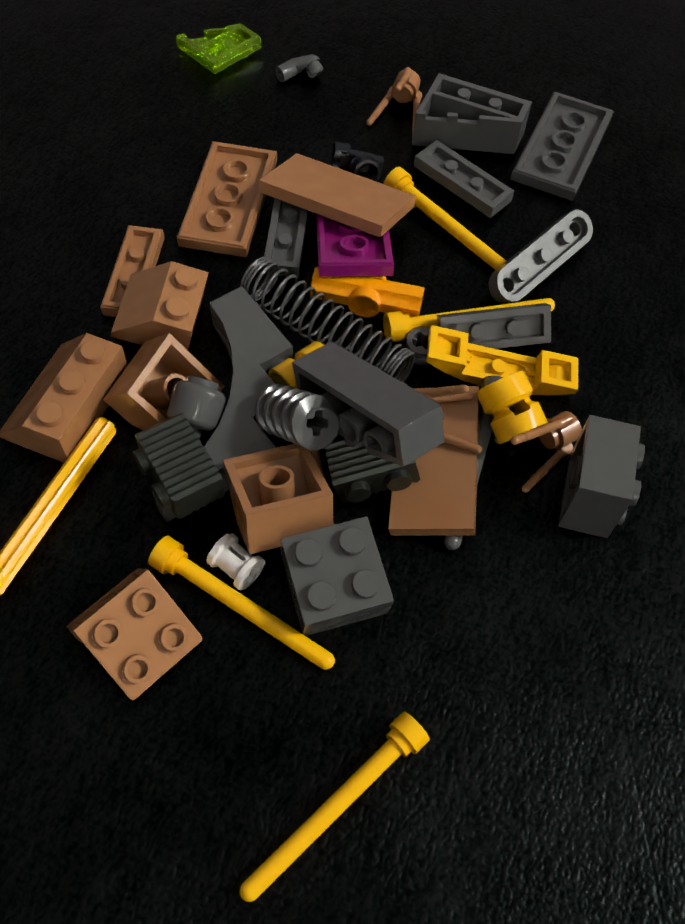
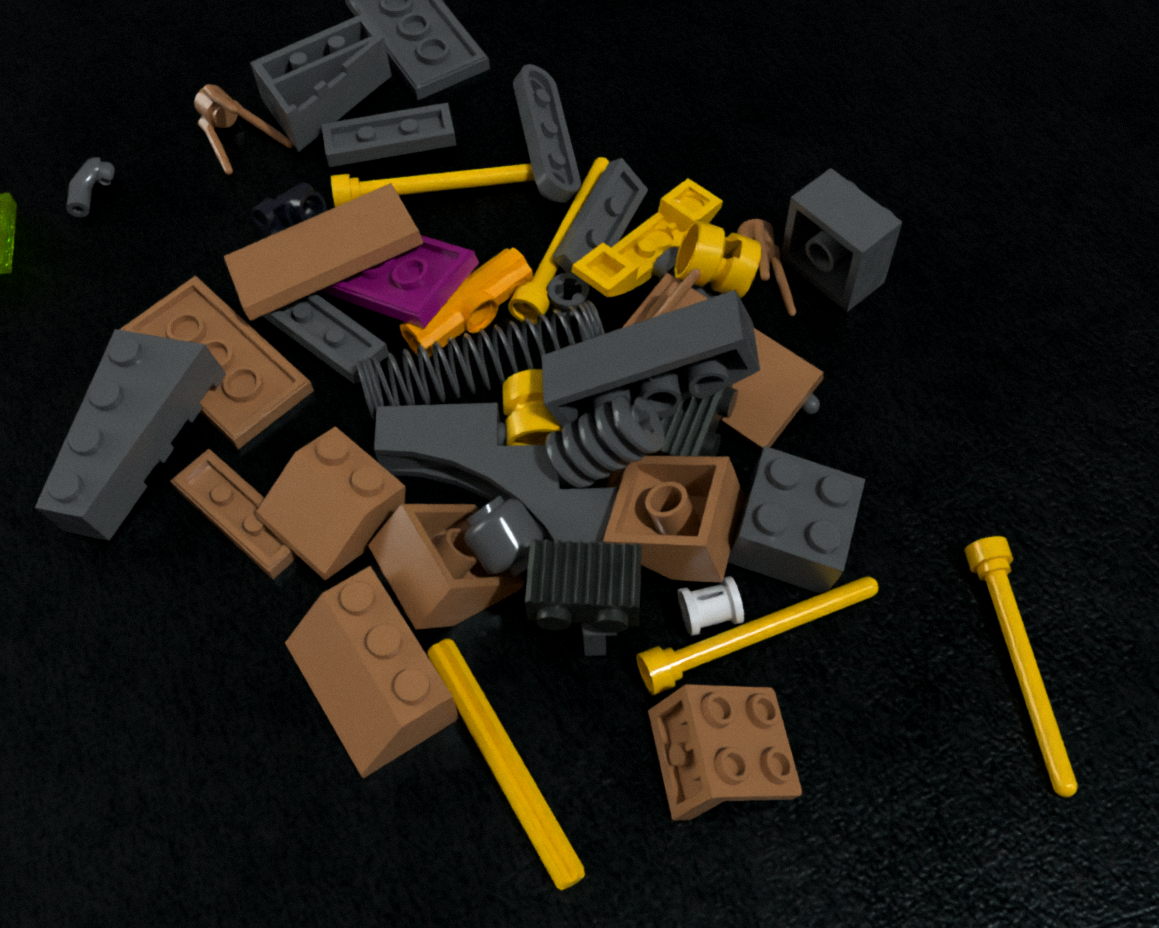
camera: 50 degrees left, 0 degrees up
(137, 180) = (124, 429): none -> dark grey wedge

